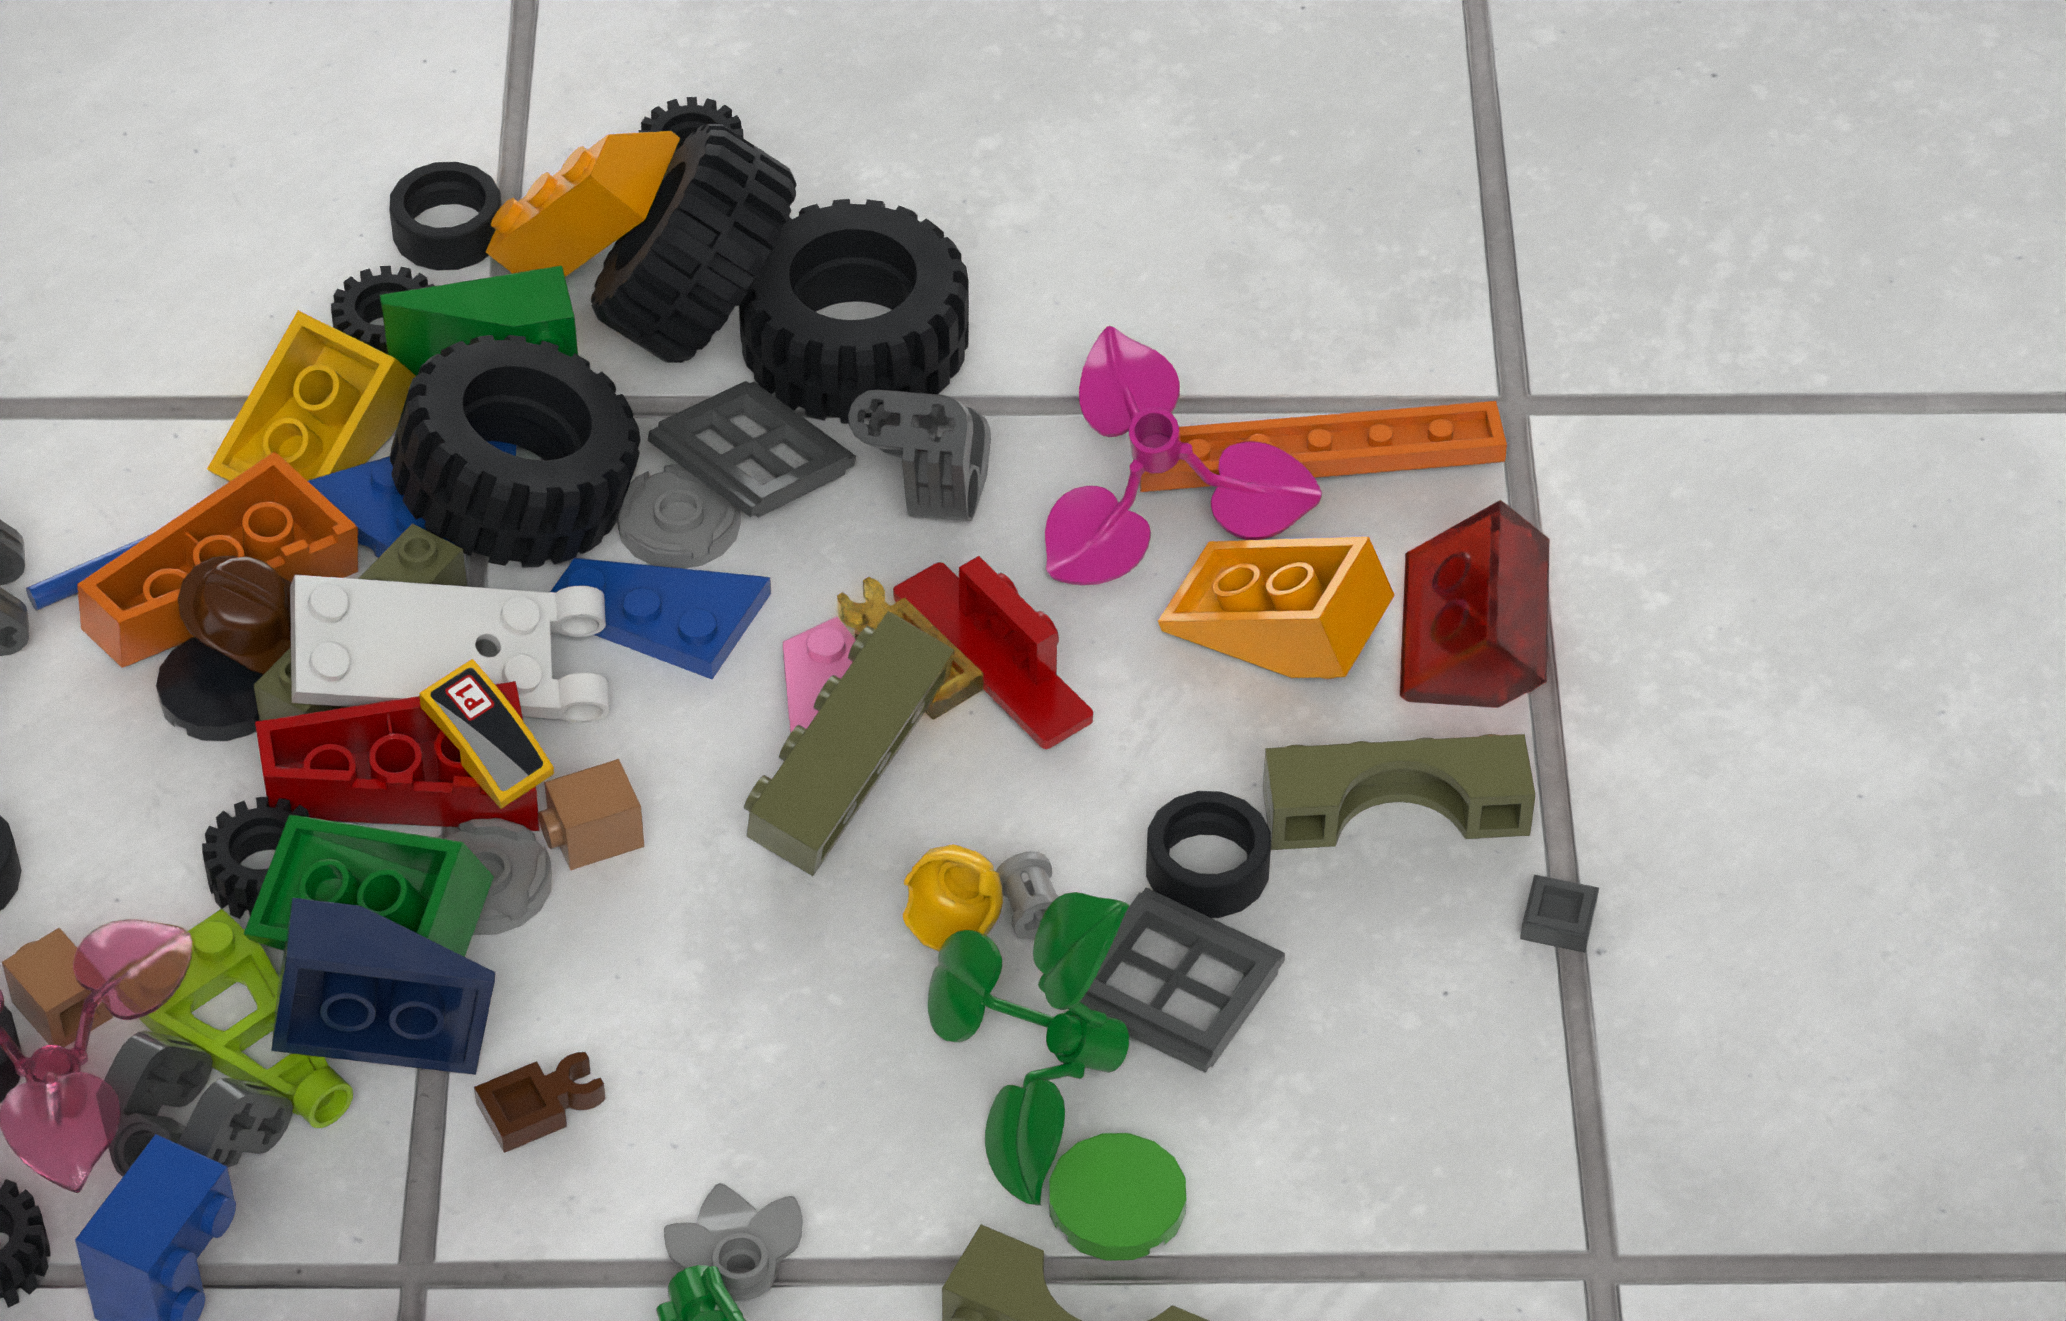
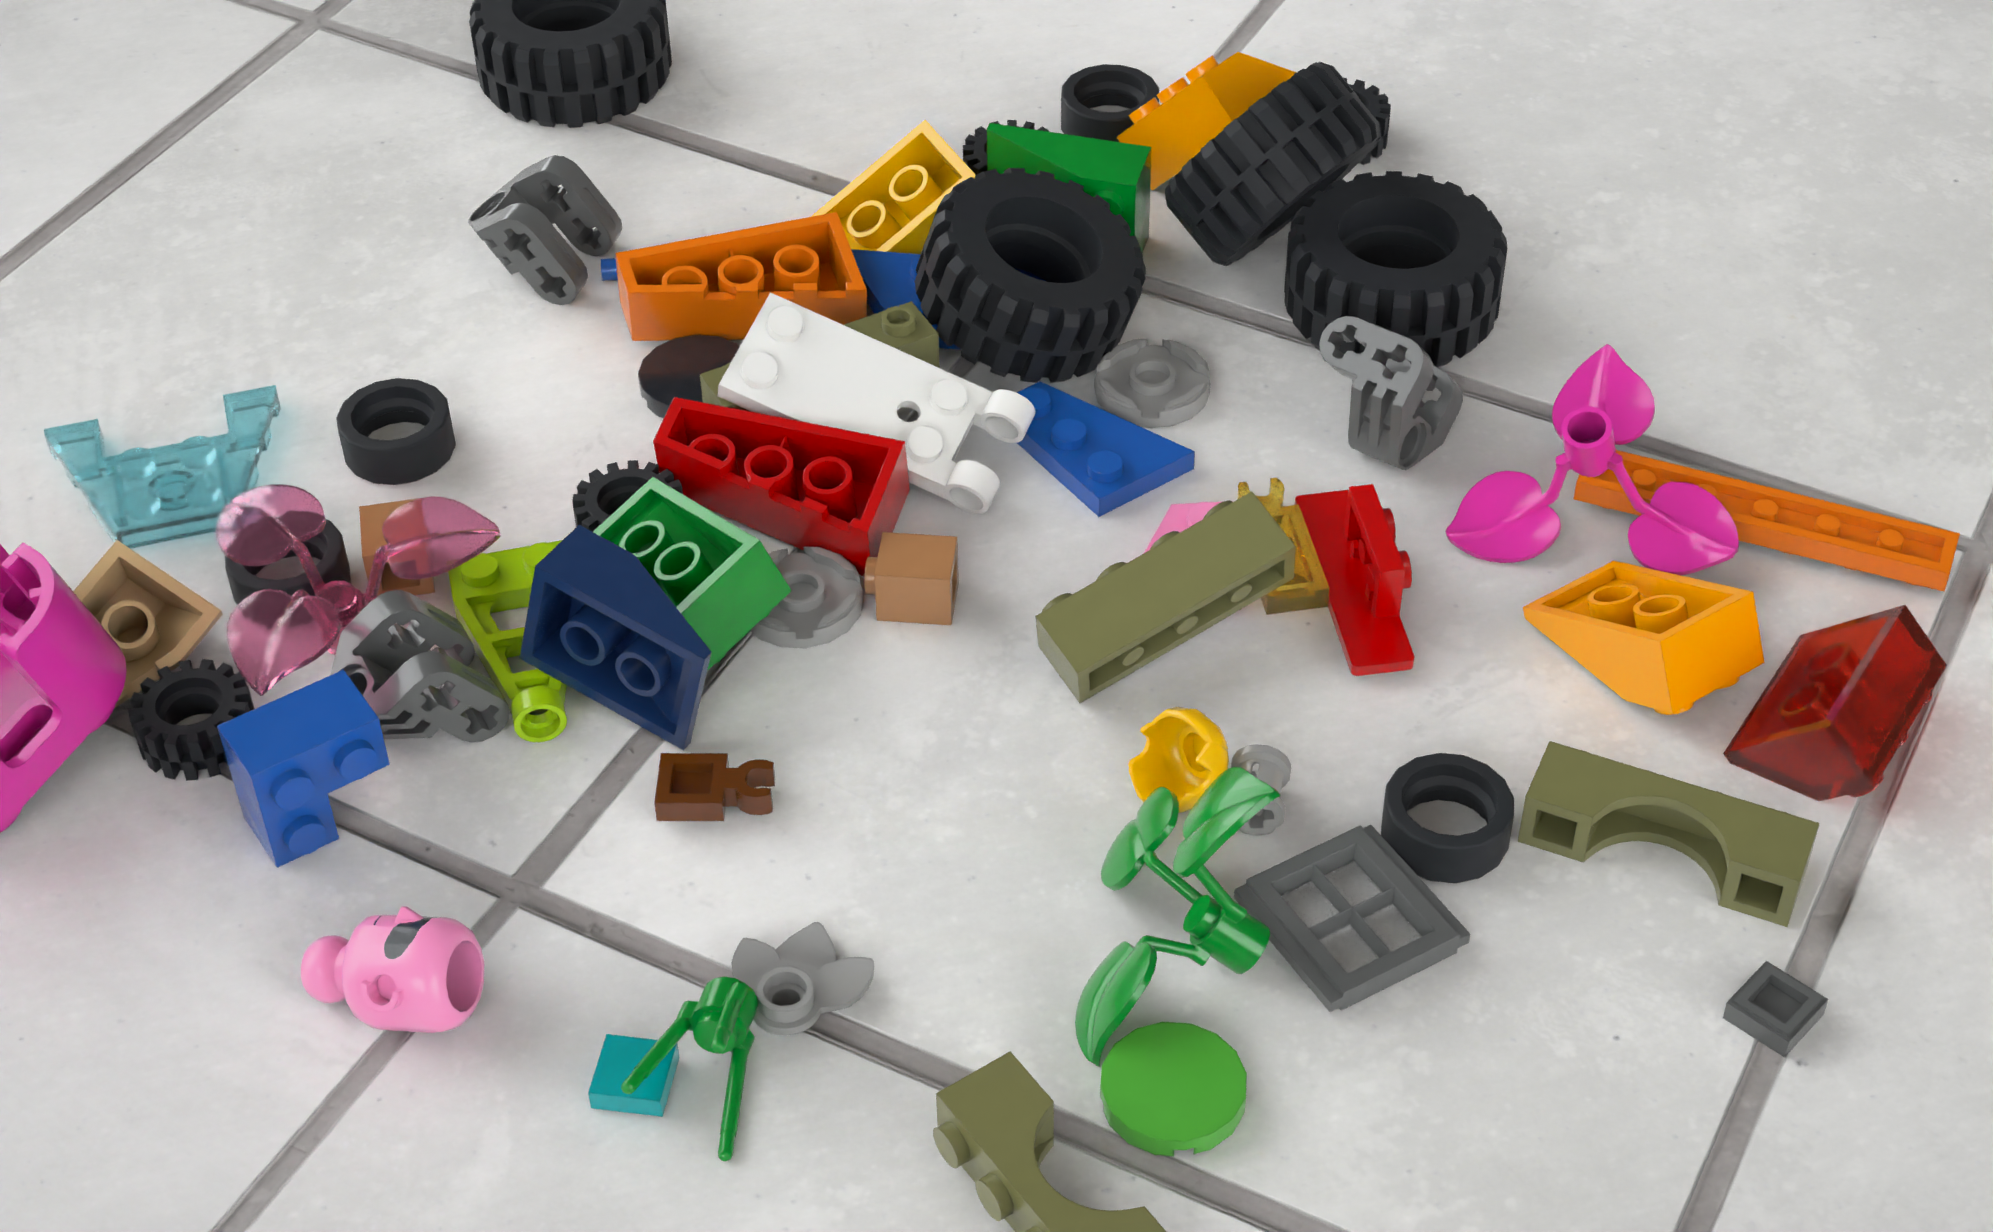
camera: 30 degrees right, 5 degrees down
(238, 610) = (721, 311): reddish brown piece -> none
(488, 732) = (846, 469): slope -> none
(751, 448) = (1243, 349): dark grey piece -> none

